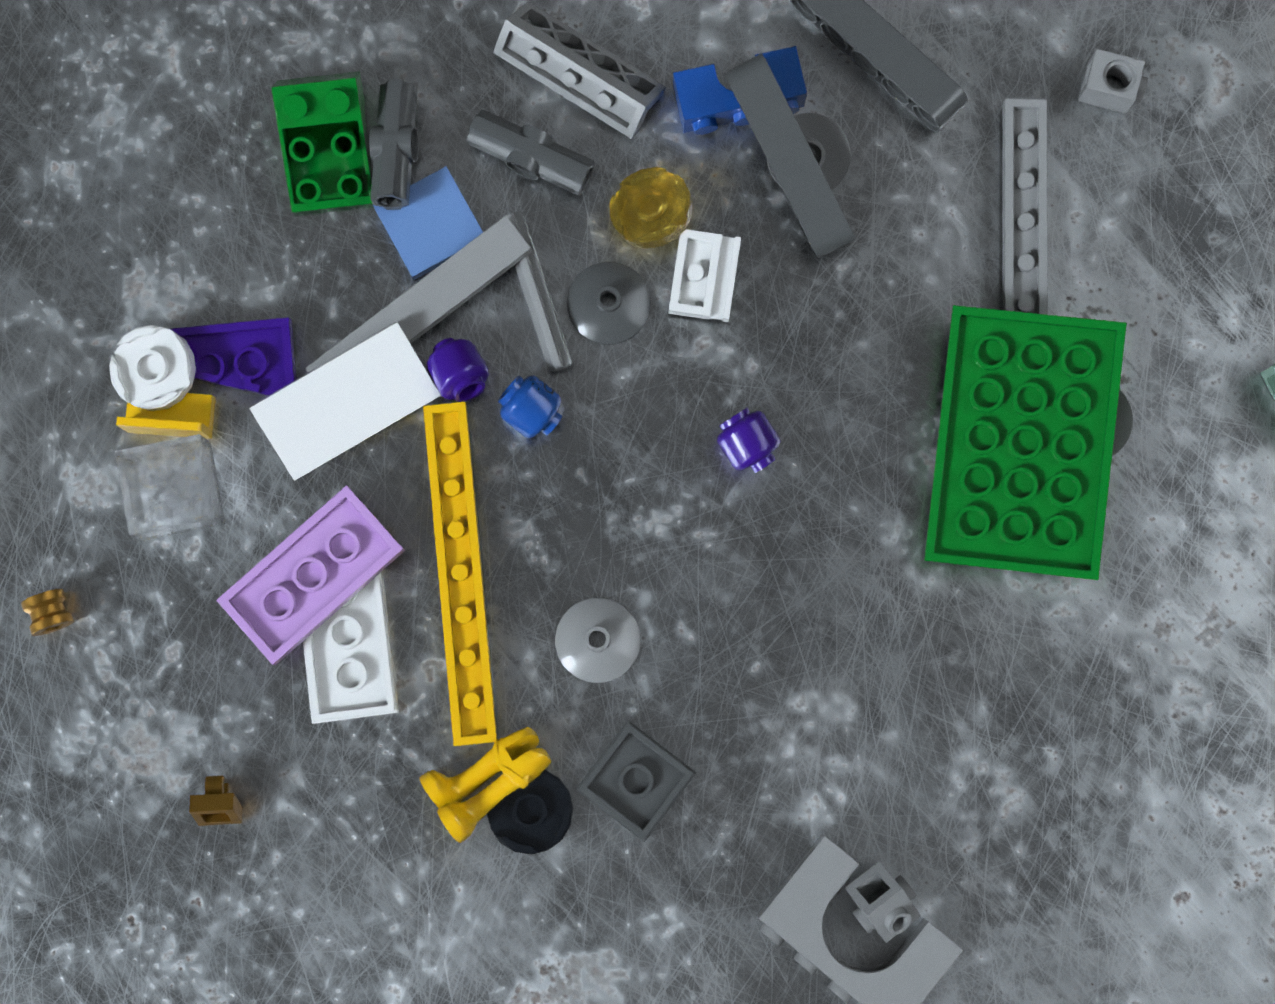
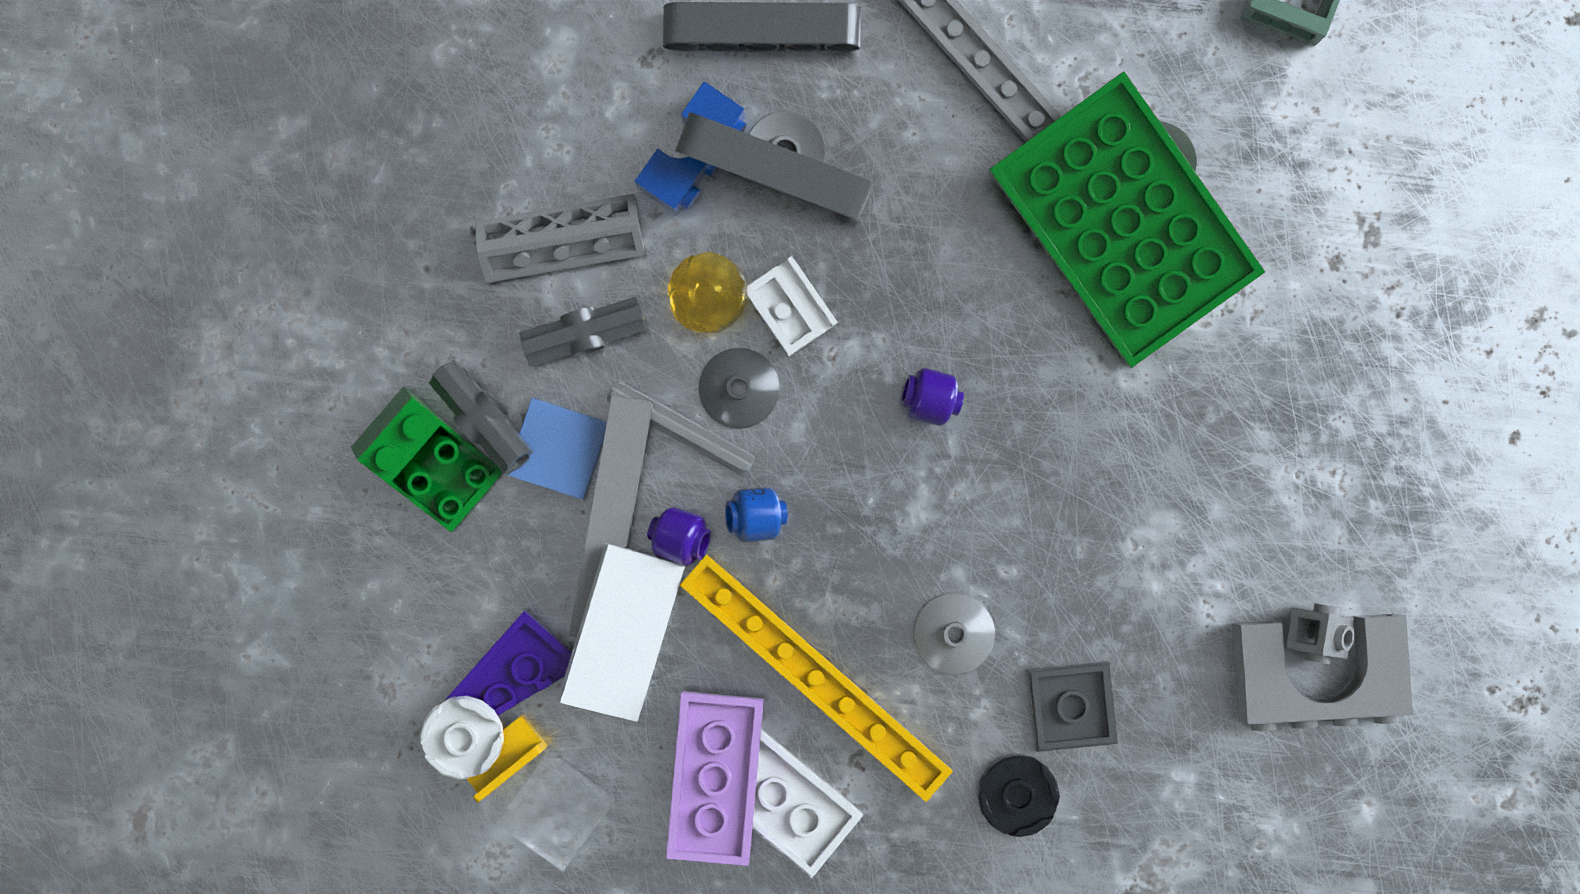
camera: 45 degrees left, 5 degrees up
(513, 755) = (951, 836): yellow piece -> none

